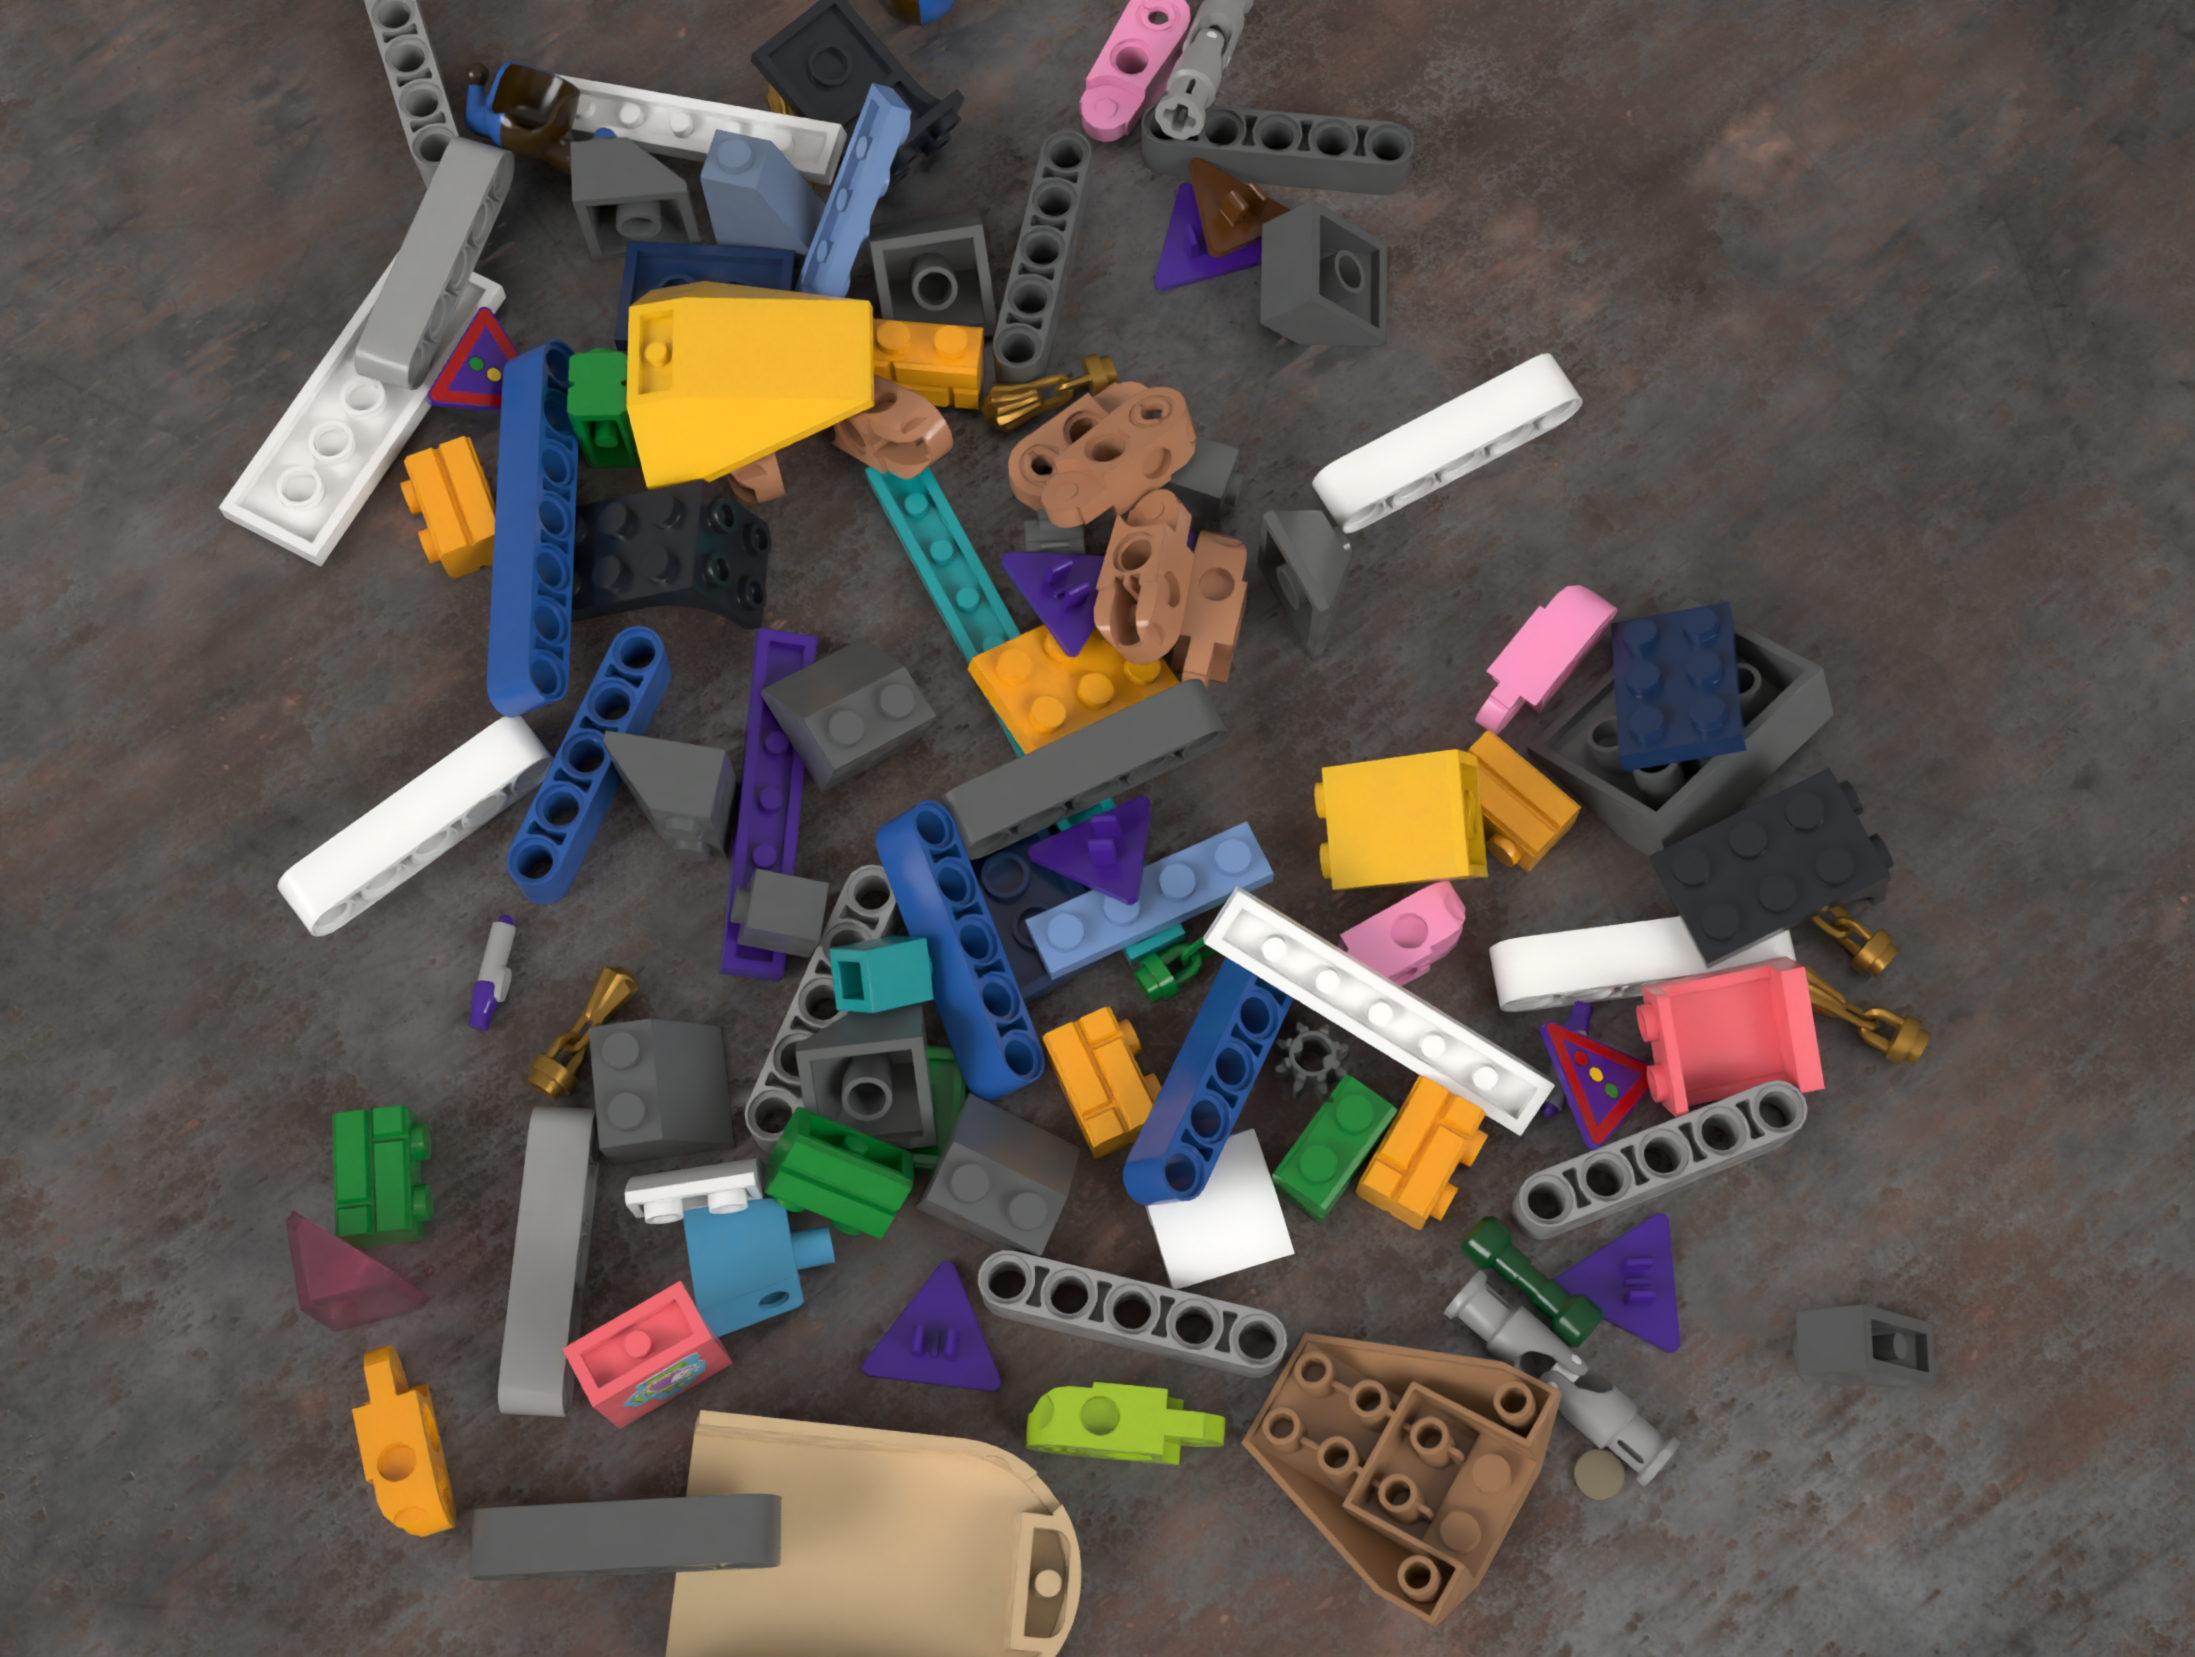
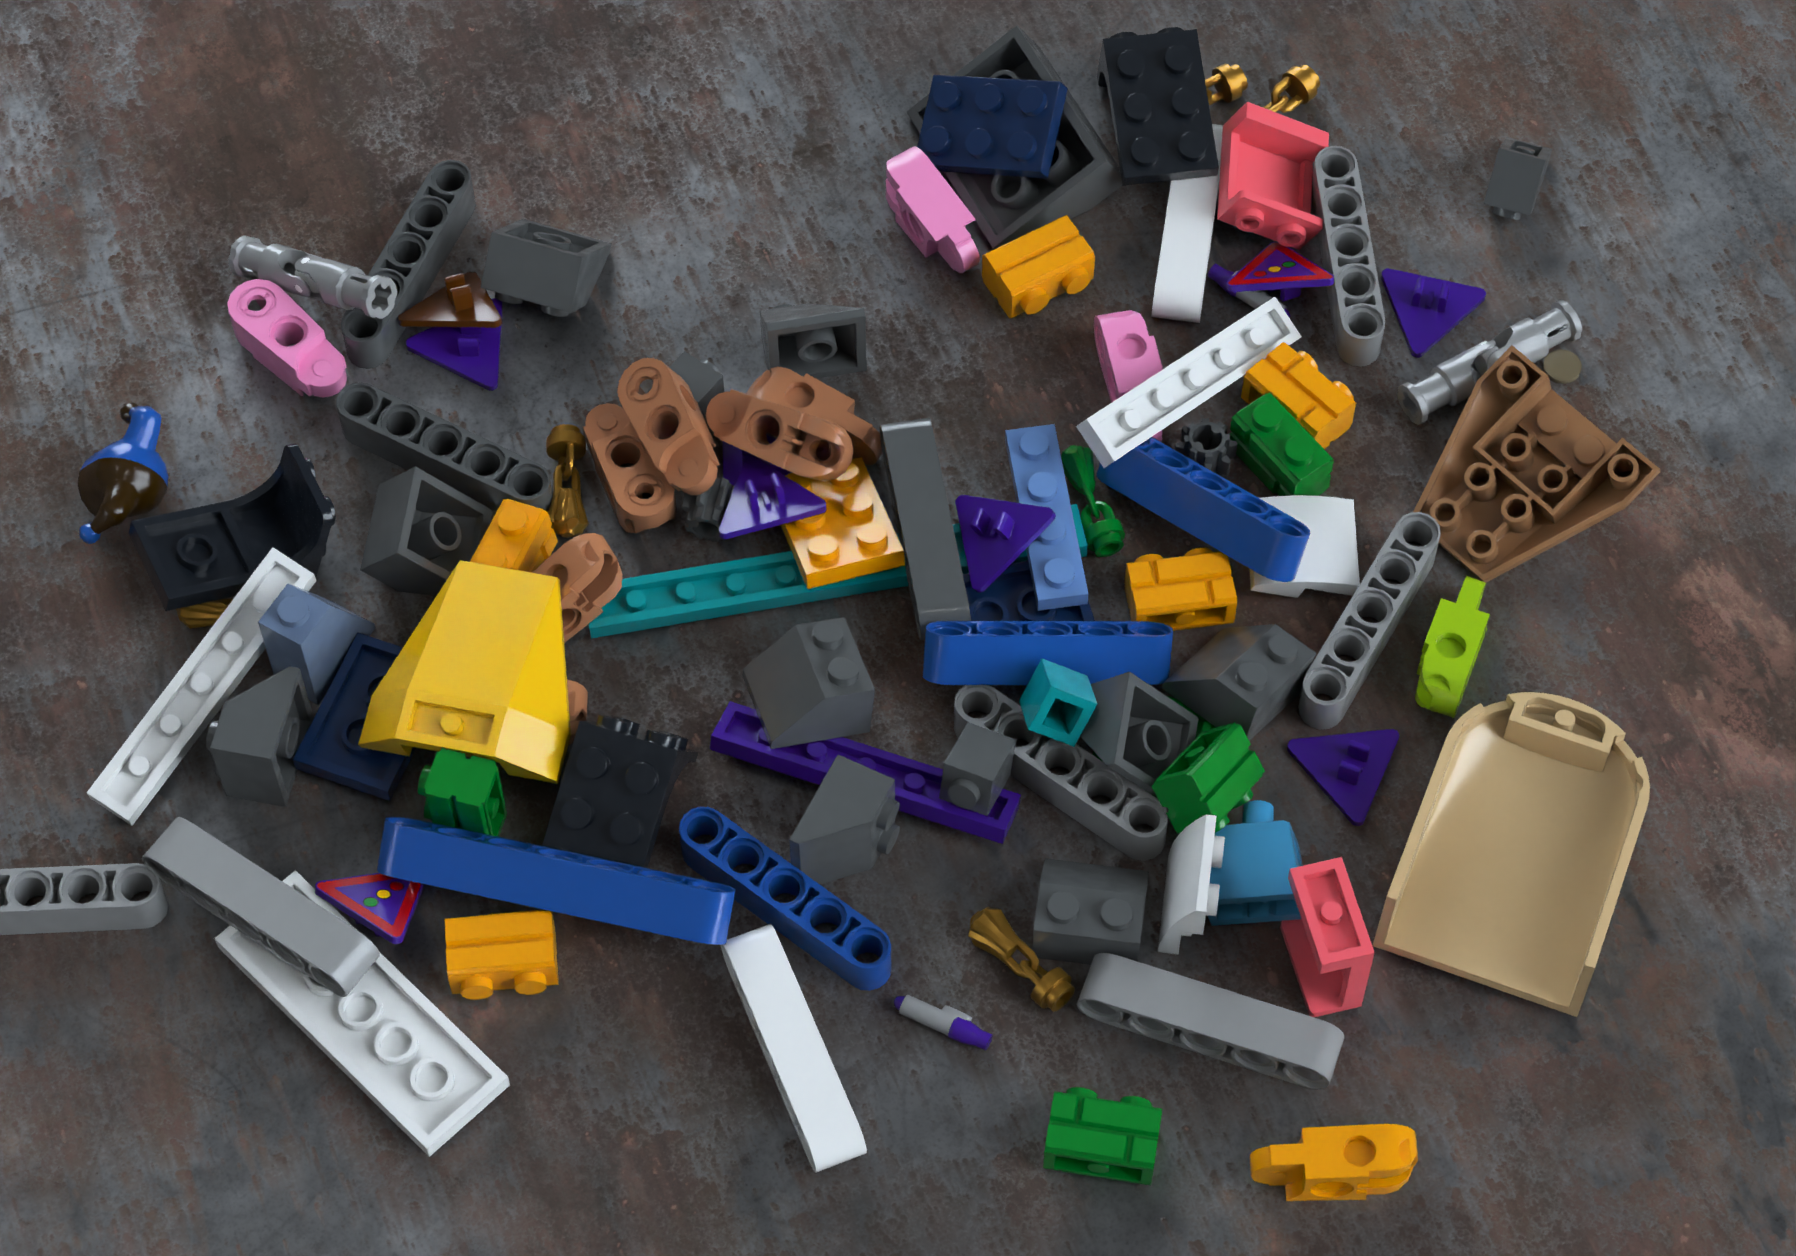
camera: 75 degrees left, 10 degrees down
(343, 1284) = (1189, 1166): clear pink slope -> none
(525, 112) = (142, 799): dark brown piece -> none
(626, 1537) = (1458, 1004): dark grey beam -> none
(859, 184) = (354, 549): medium blue plate -> none
(1402, 821) = (1047, 320): yellow slope -> none
(1447, 443) = (722, 222): white beam -> none
(1491, 1247) = (1381, 377): dark green piece -> none

